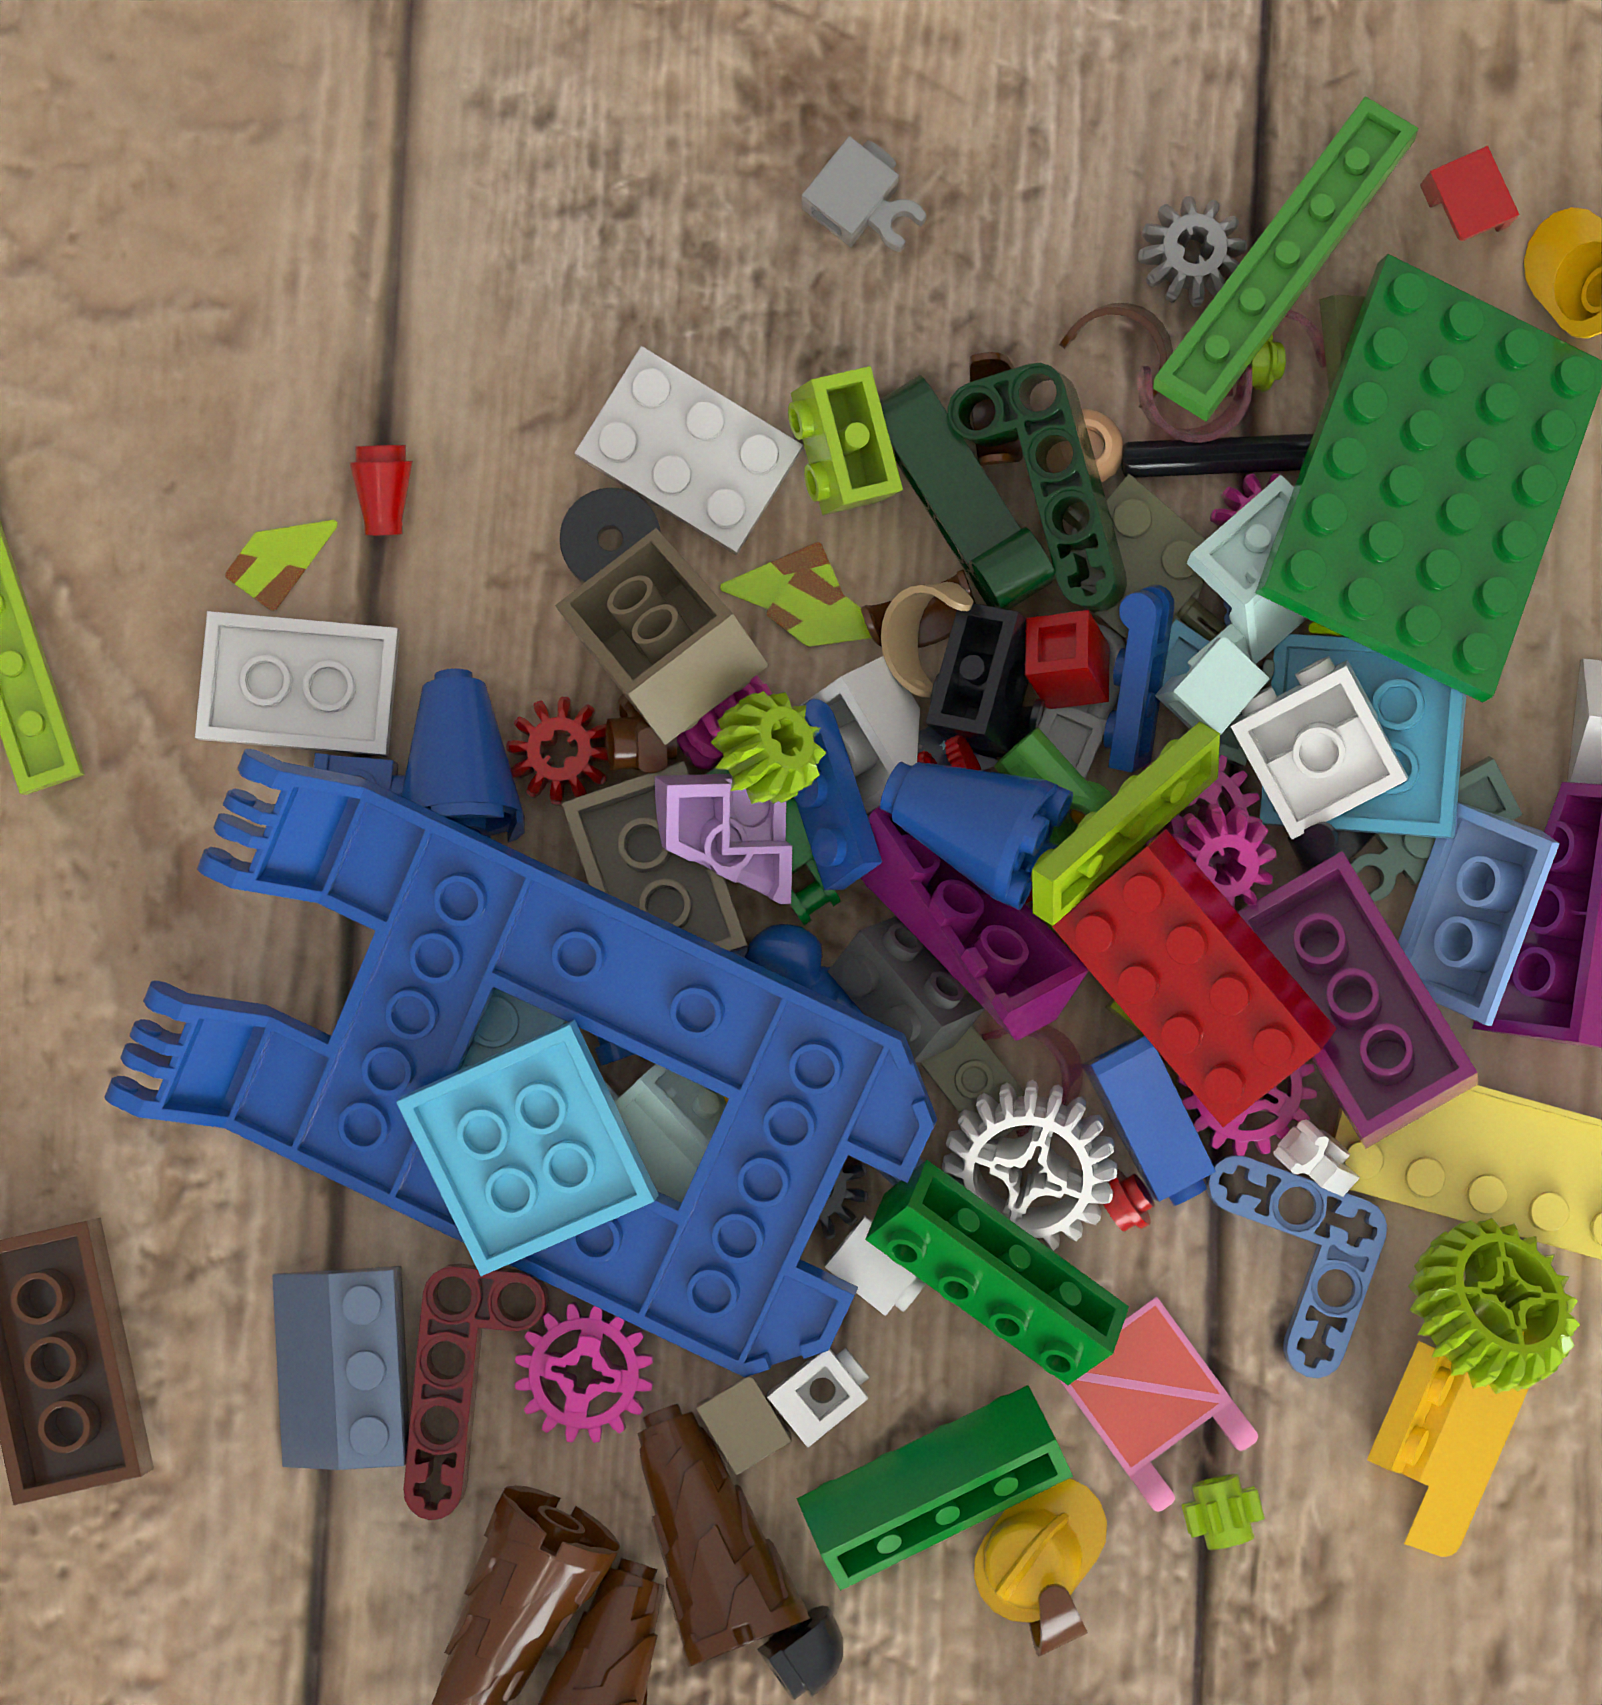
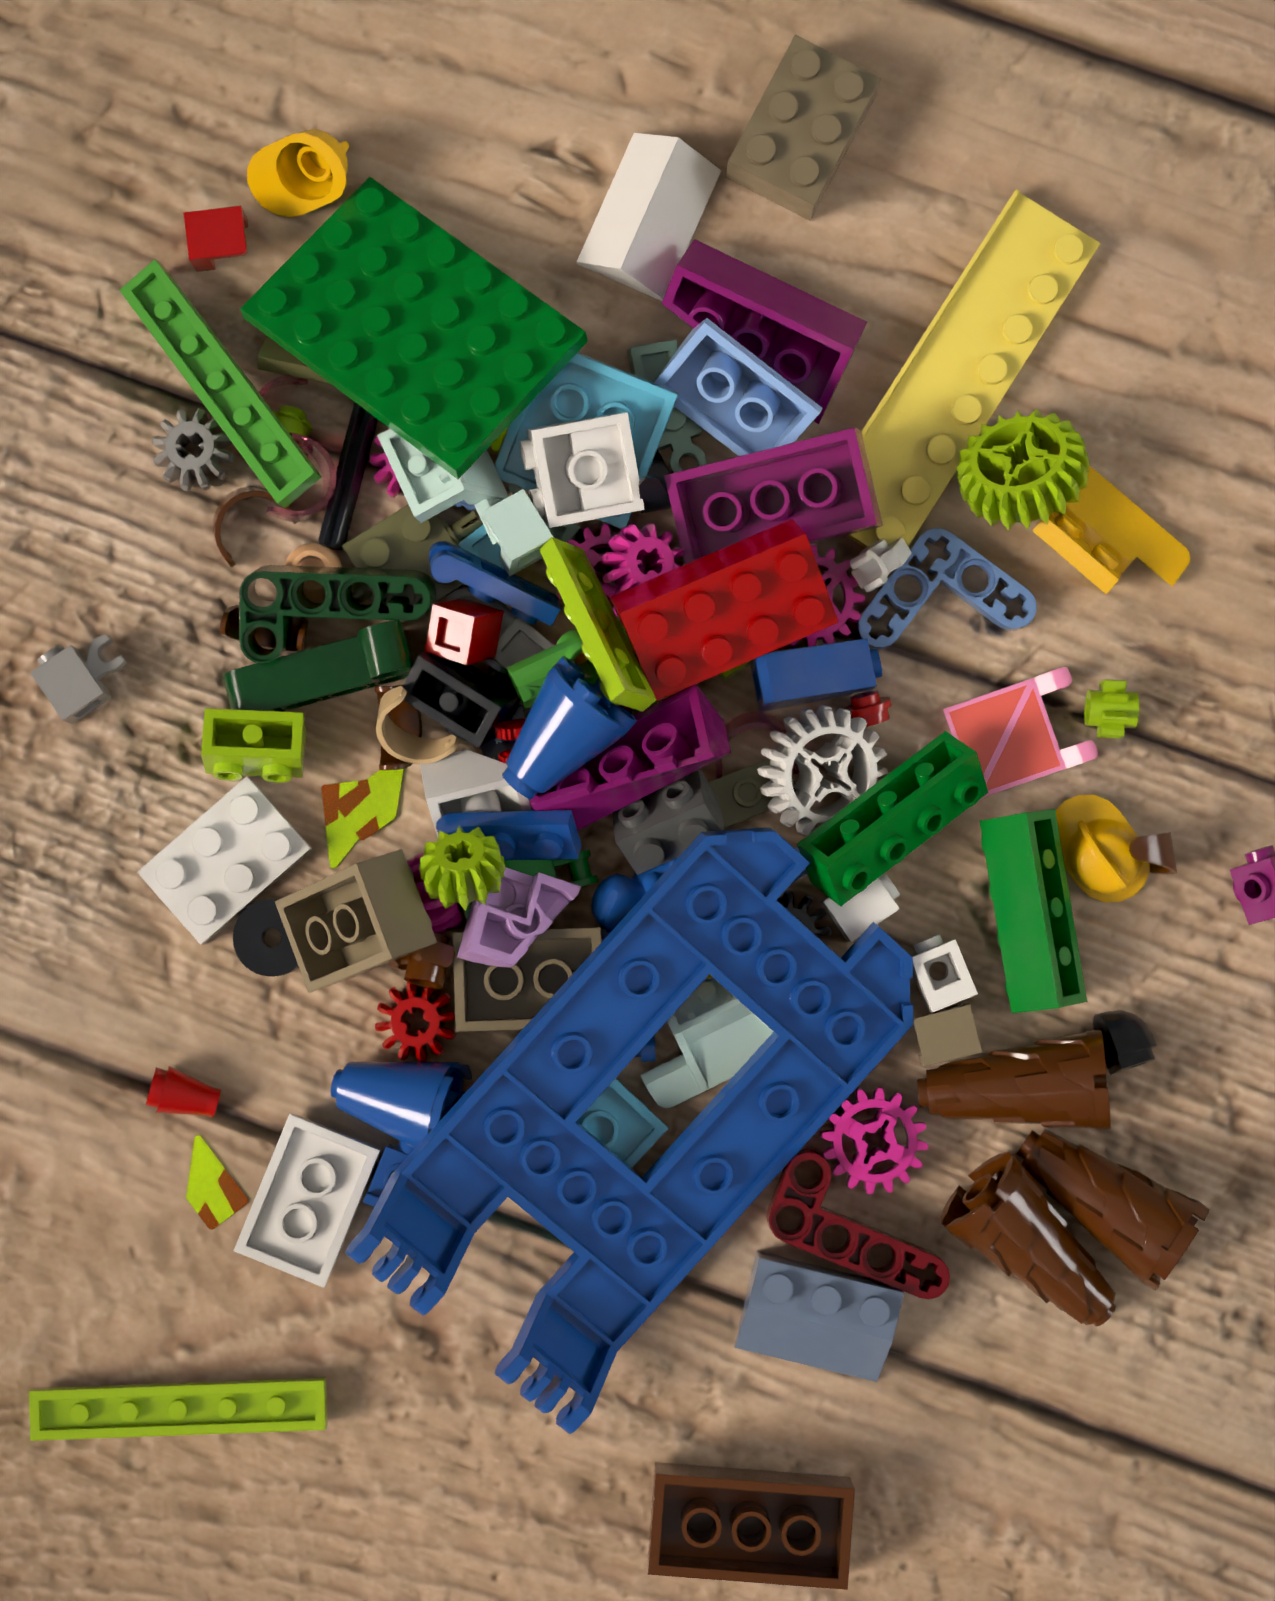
camera: 75 degrees left, 0 degrees up
(527, 1148) = (700, 1132): medium azure plate -> none

